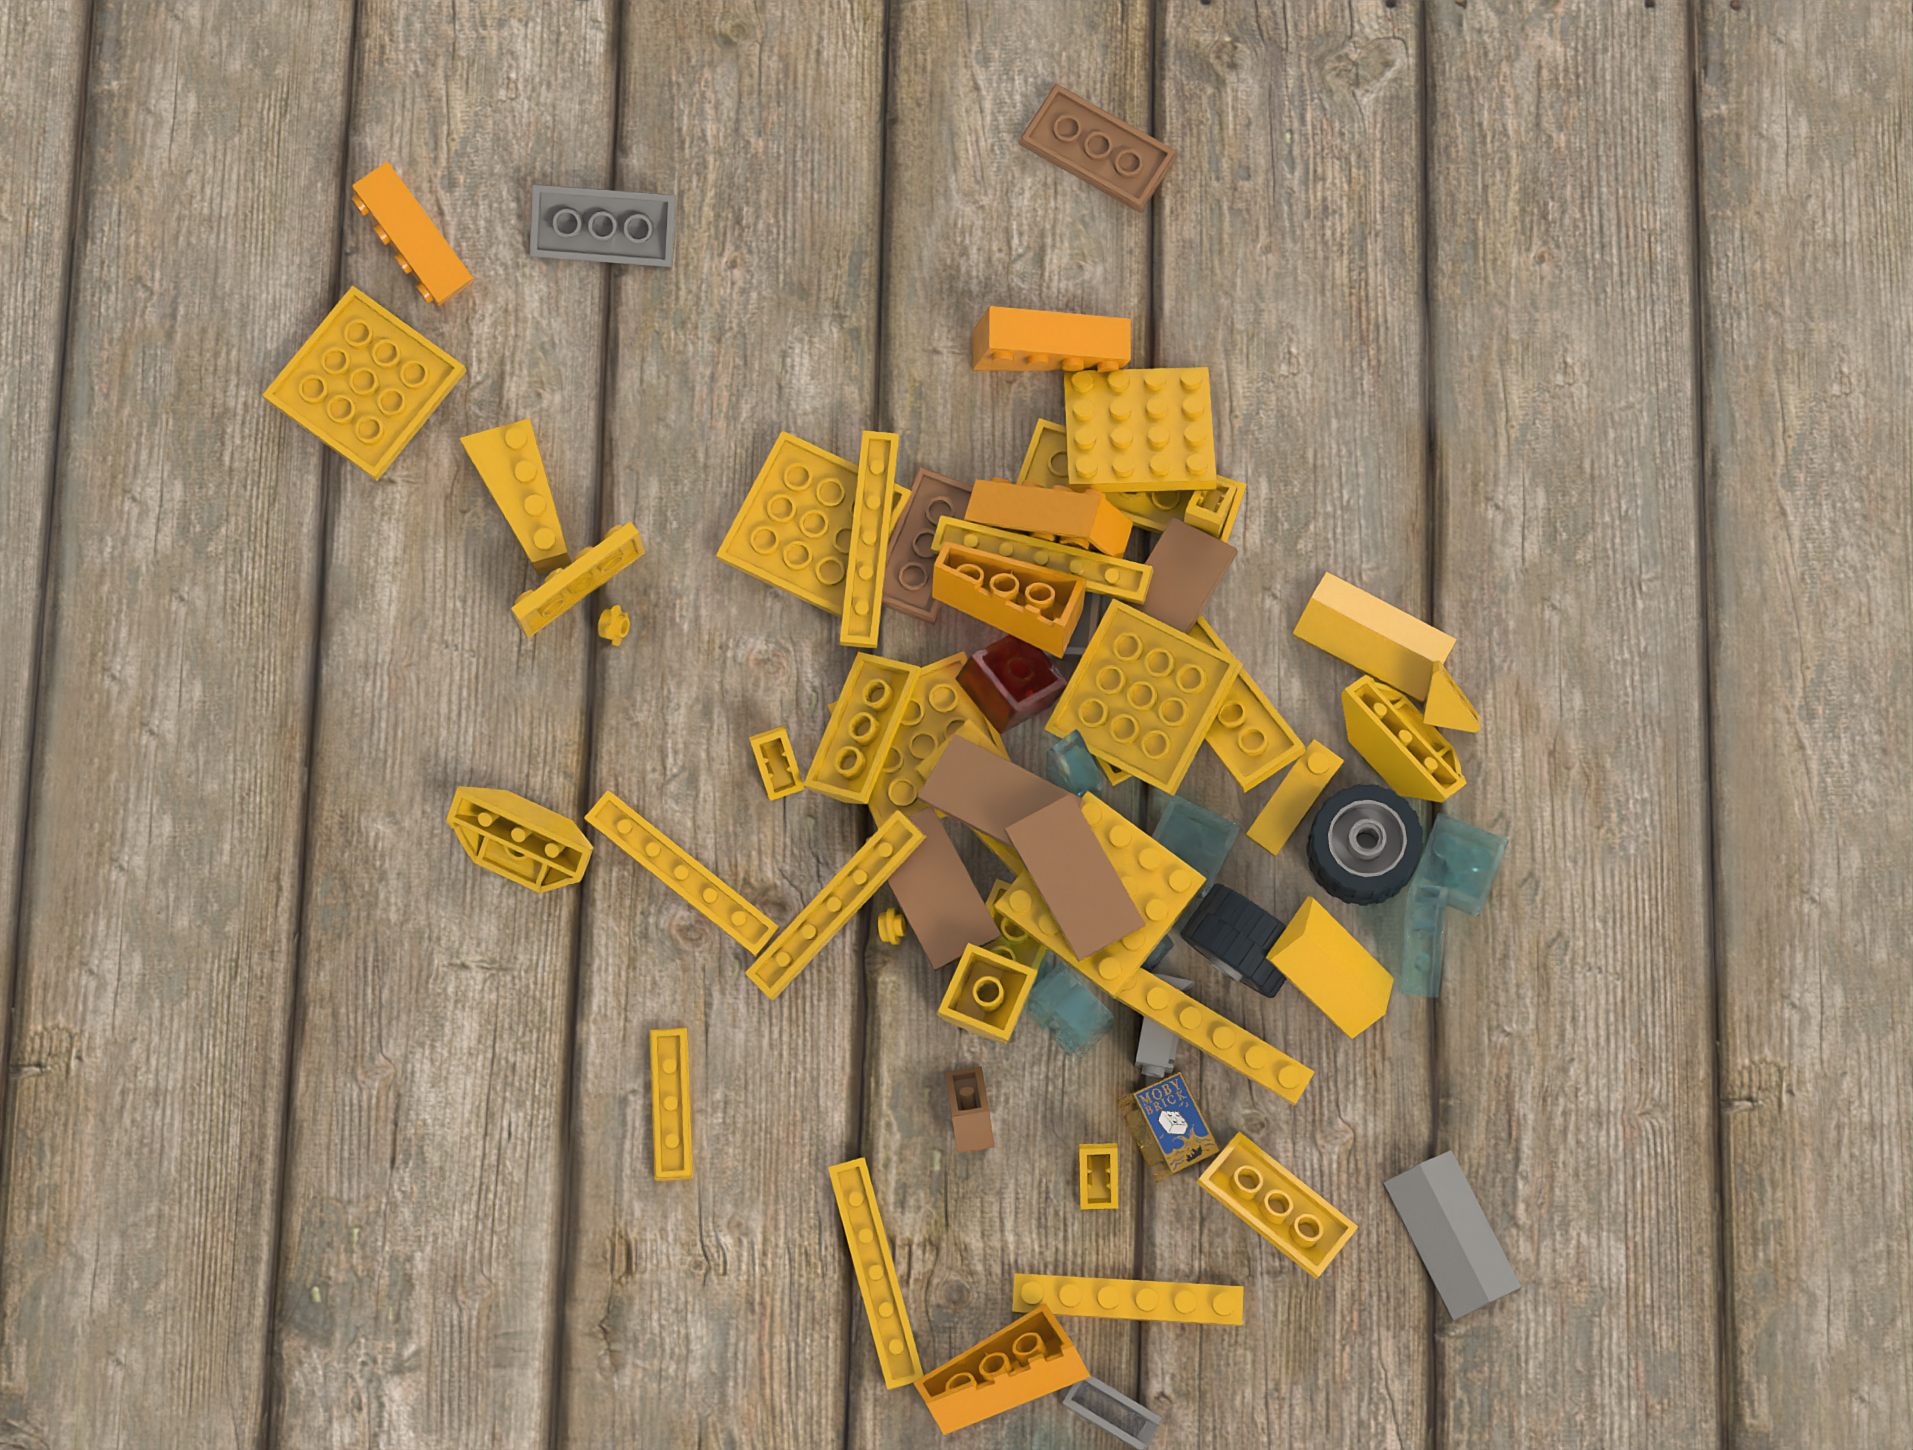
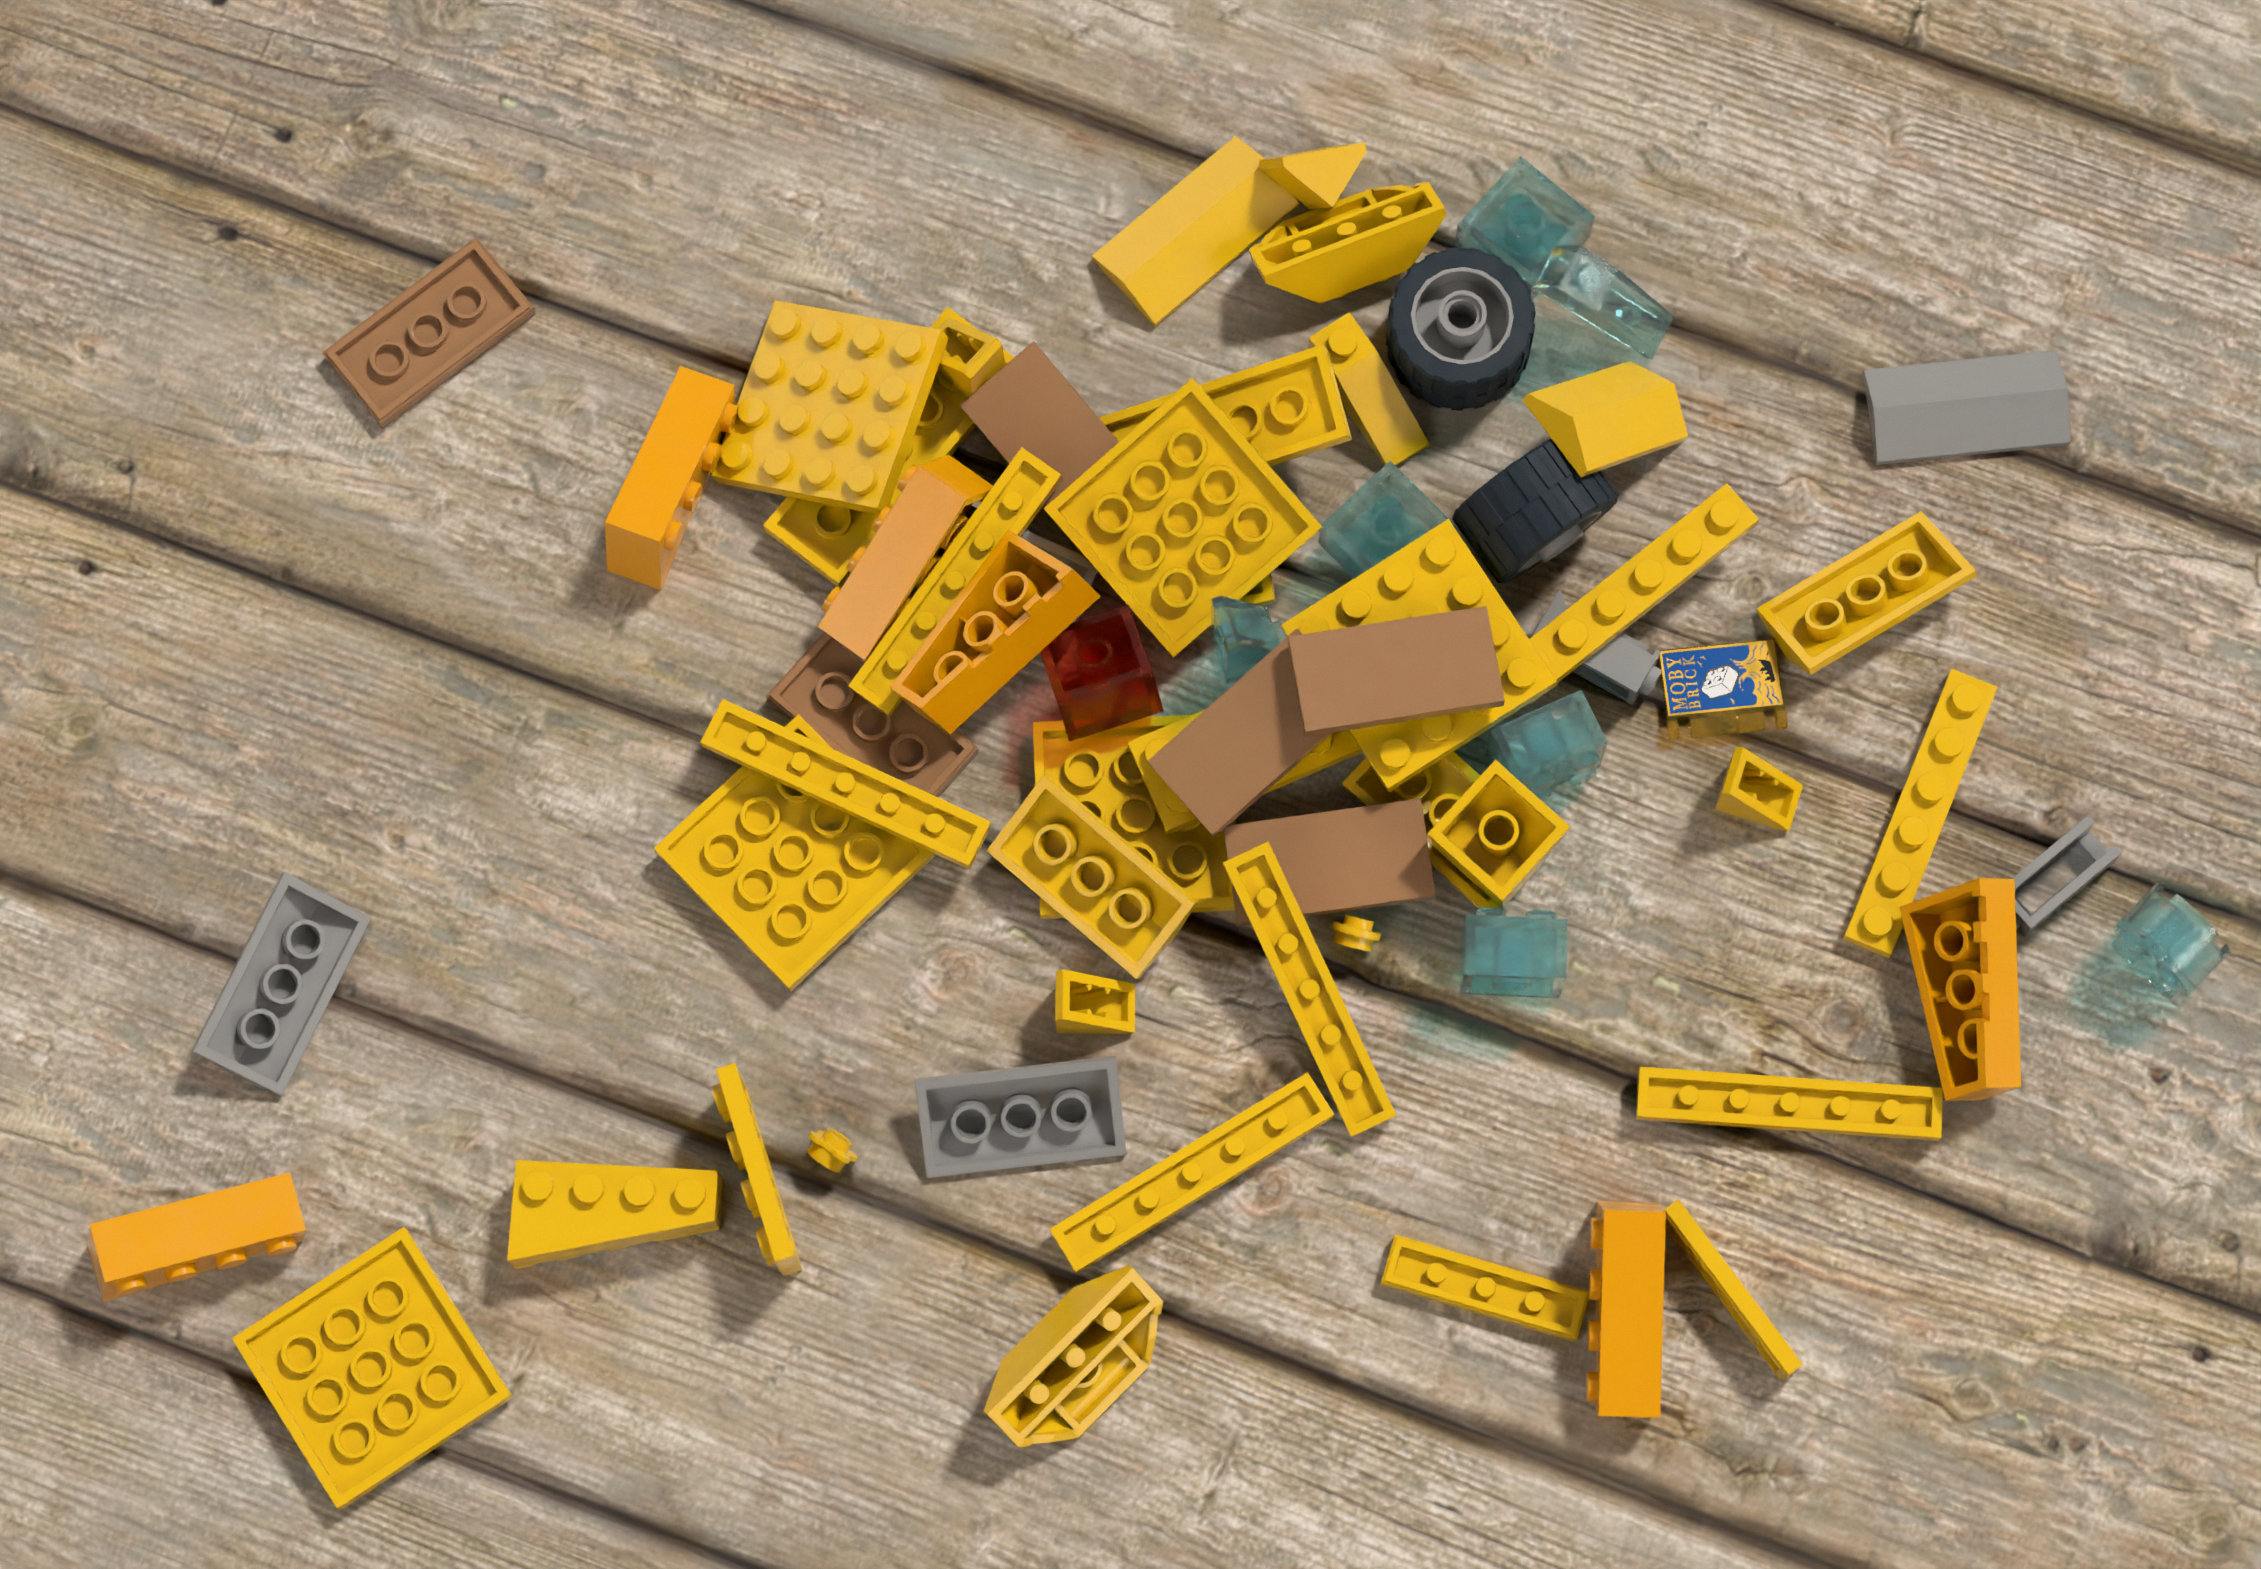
camera: 70 degrees left, 0 degrees up
(681, 744) = (1020, 1116): none -> light grey slope
(686, 1204) = (1628, 1309): none -> light orange wedge
(725, 1274) = (1730, 1291): none -> yellow tile
(909, 1037) = (1513, 954): none -> clear light blue brick
(969, 1109) = (1623, 917): medium nougat slope -> none

